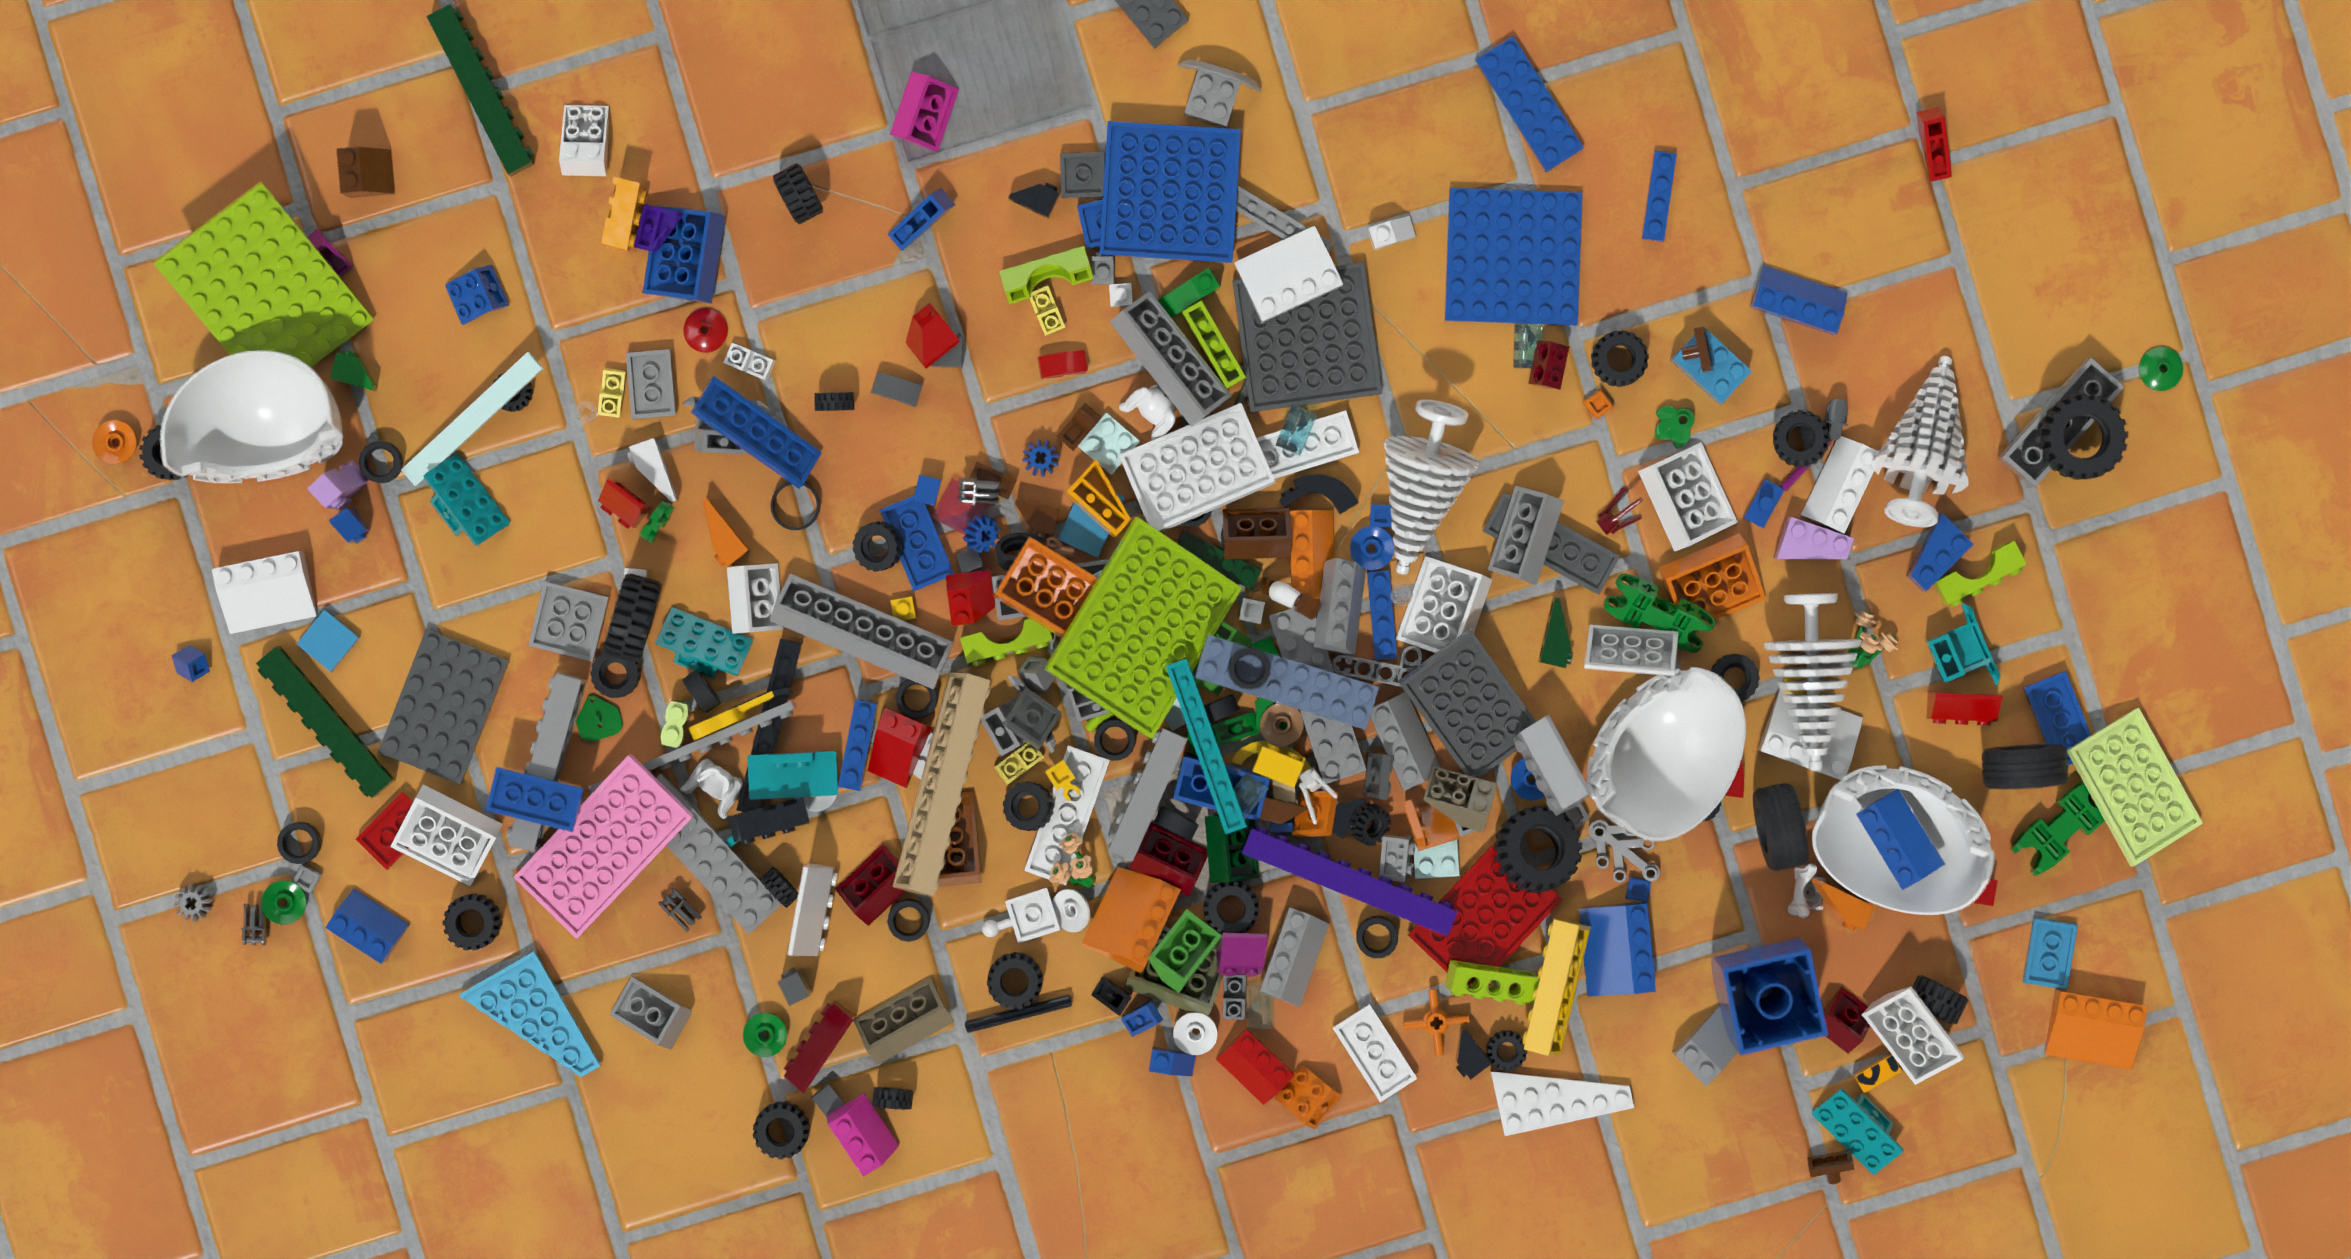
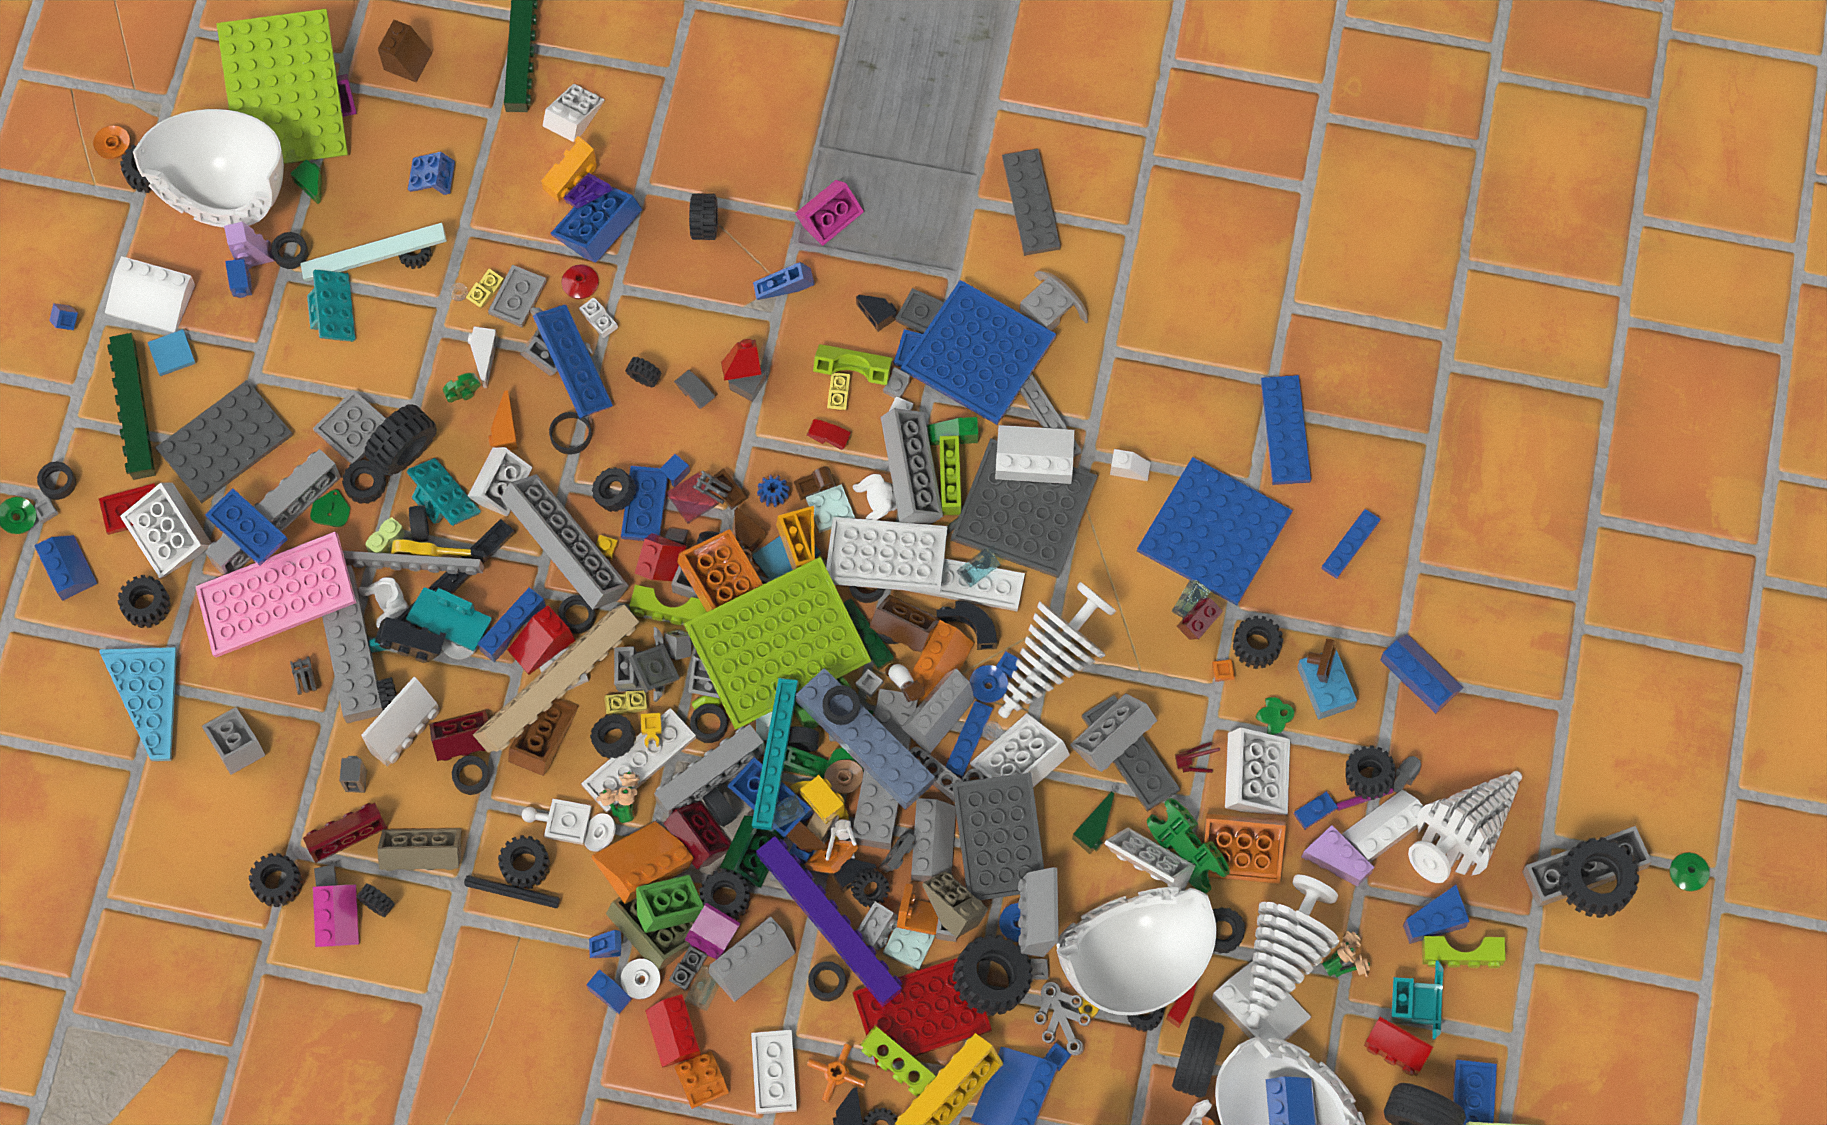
camera: 30 degrees right, 20 degrees down
(623, 503) = (443, 360): red slope -> none
(764, 1046) = (302, 795): green dish -> none
(979, 541) = (701, 524): blue gear -> none
(1112, 995) = (593, 917): black slope -> none
(1934, 143) = (1587, 611): red slope -> none

